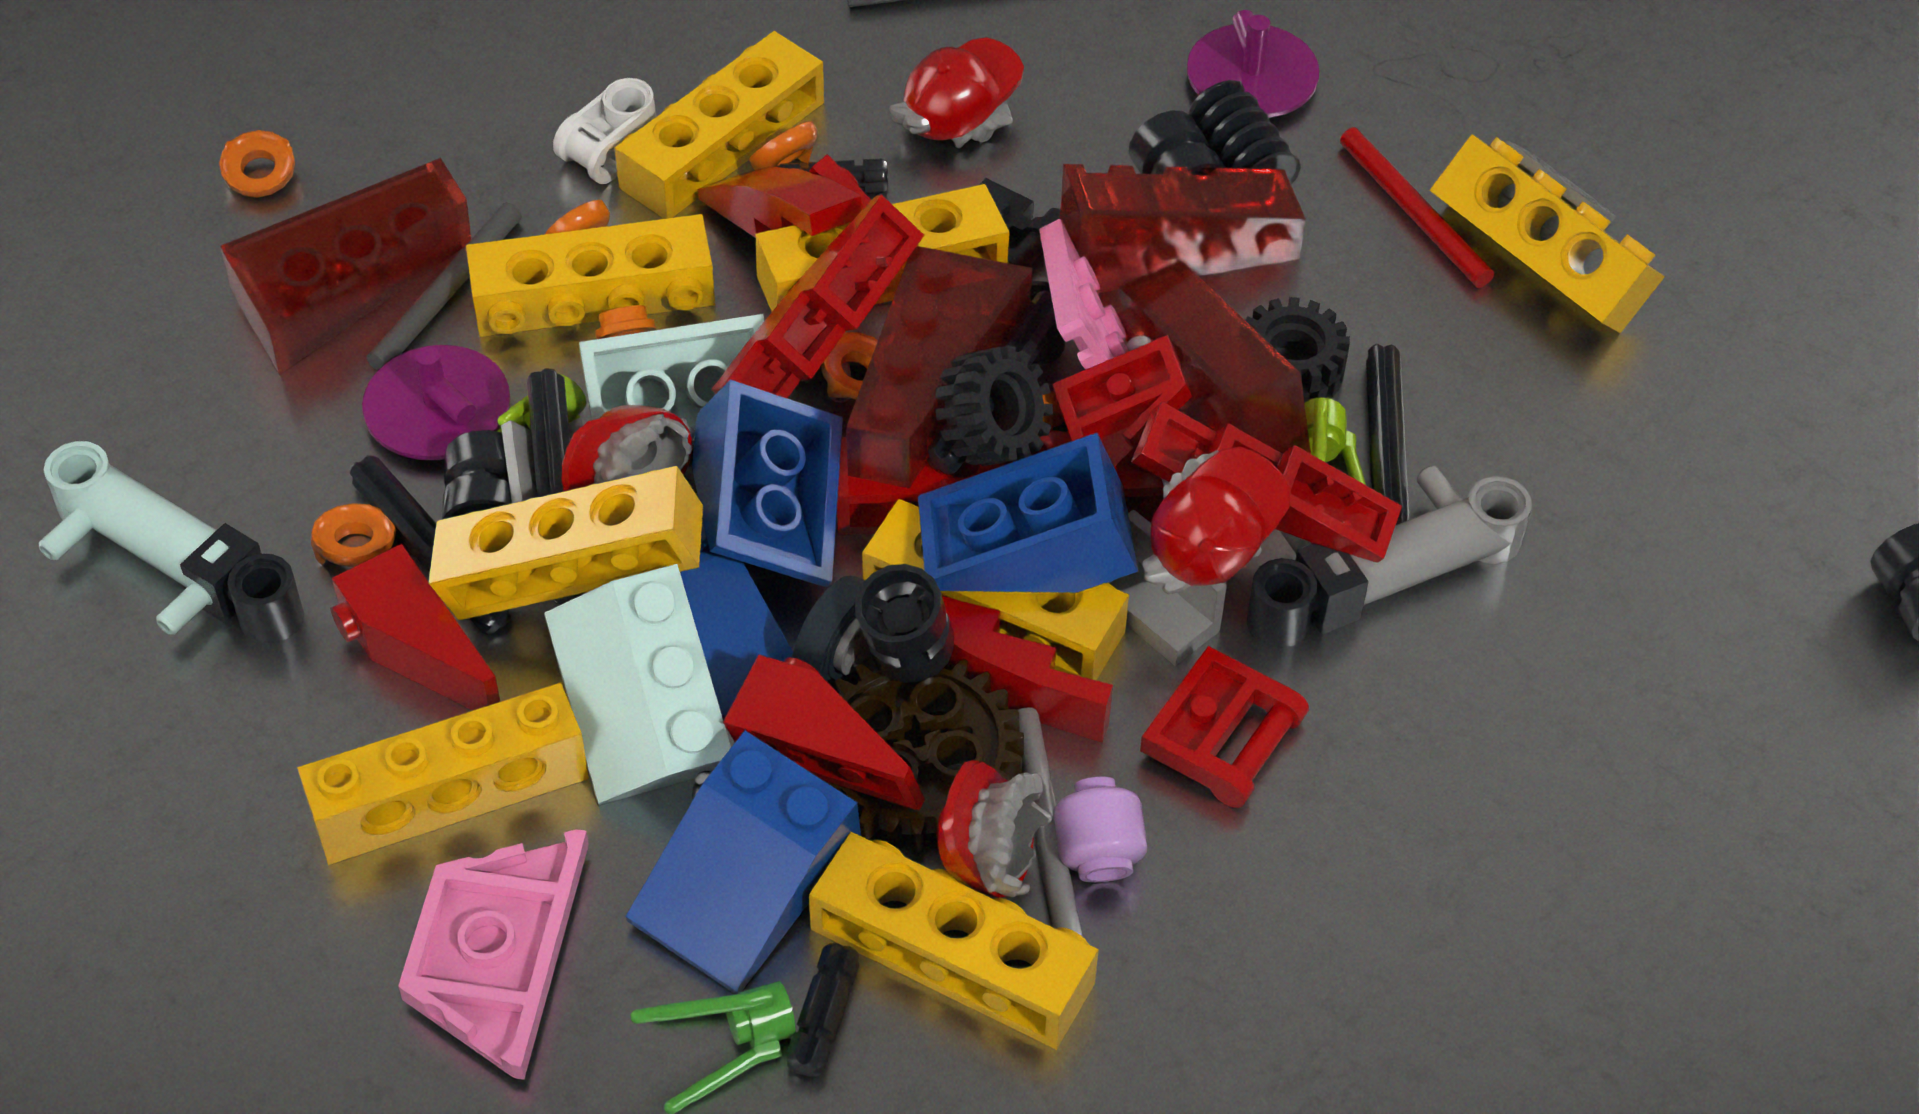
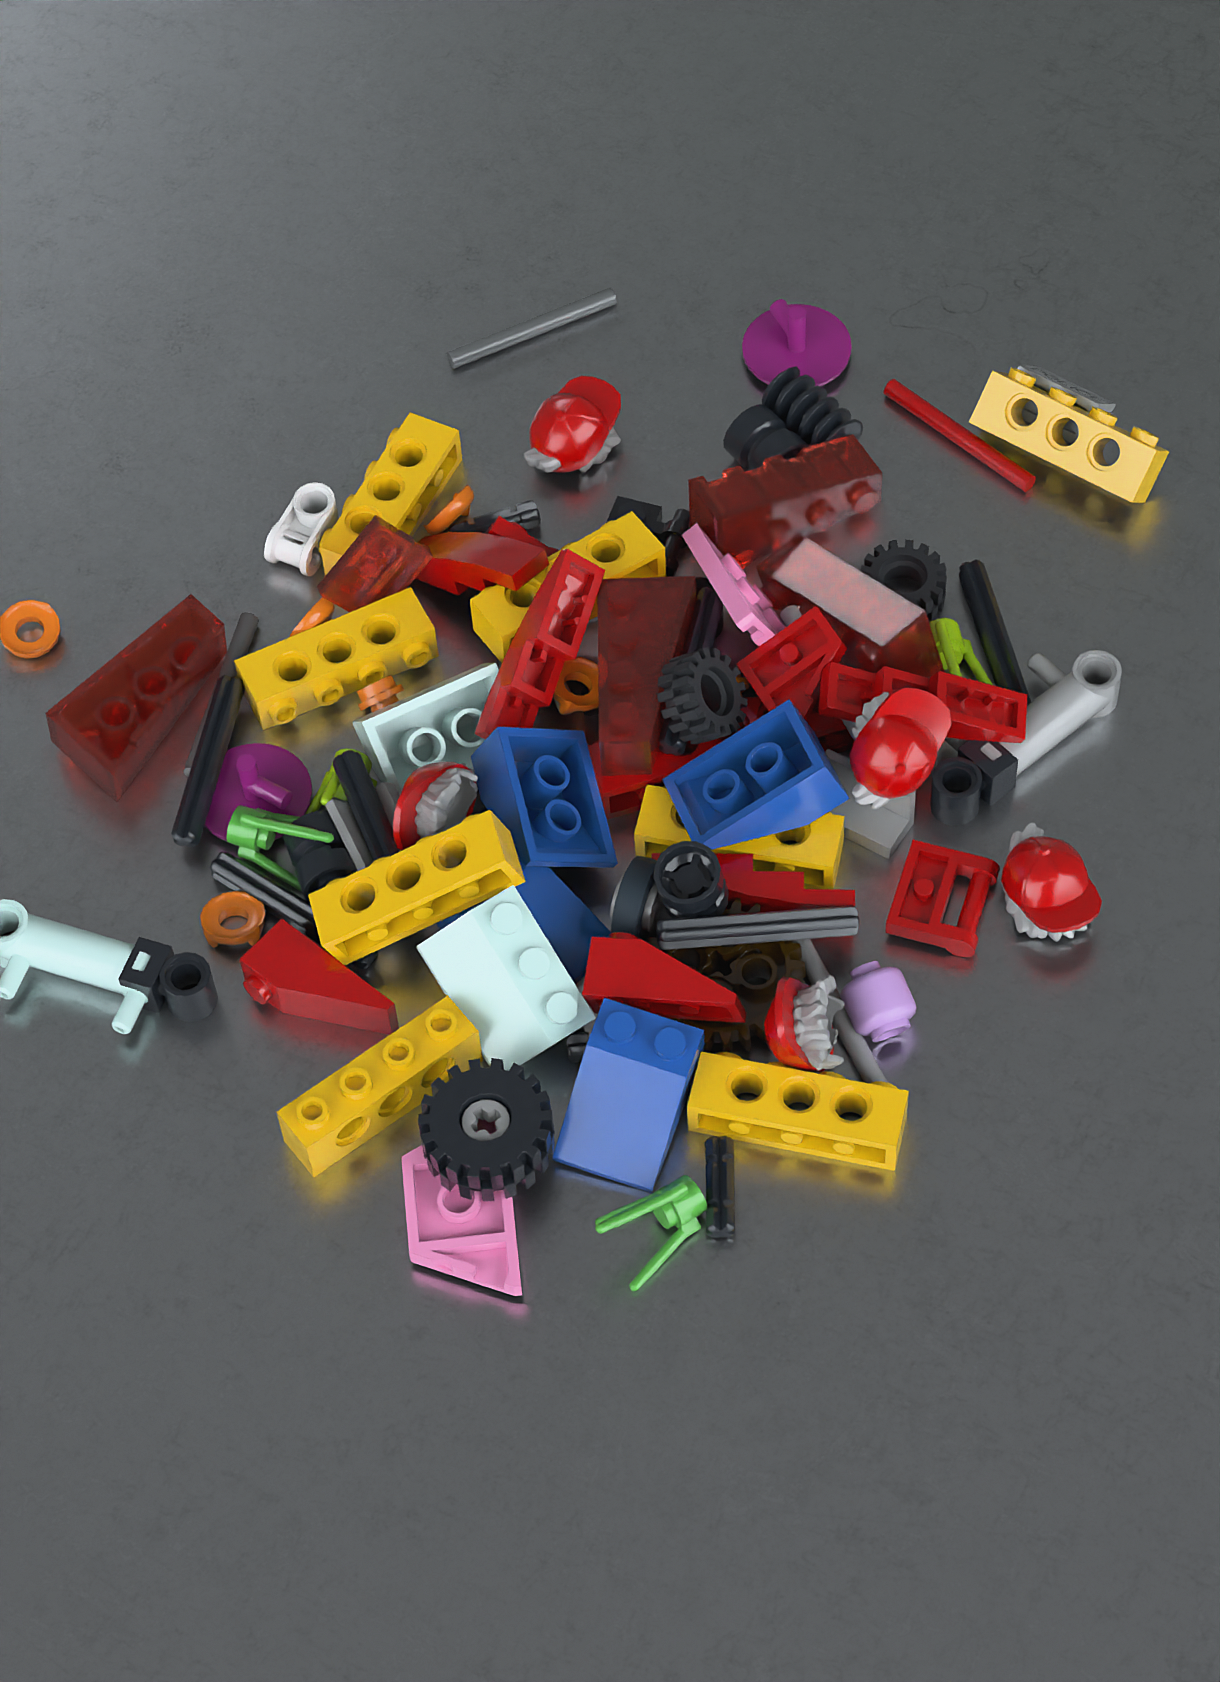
camera: 10 degrees left, 5 degrees up
(394, 351) = (208, 761): none -> black axle
(420, 440) = (257, 829): none -> bright green plant
(555, 897) = (484, 1159): none -> black bush
(665, 178) = (374, 566): none -> clear red plate
(973, 698) = (757, 927): none -> axle
(1361, 744) = (1047, 886): none -> red hair

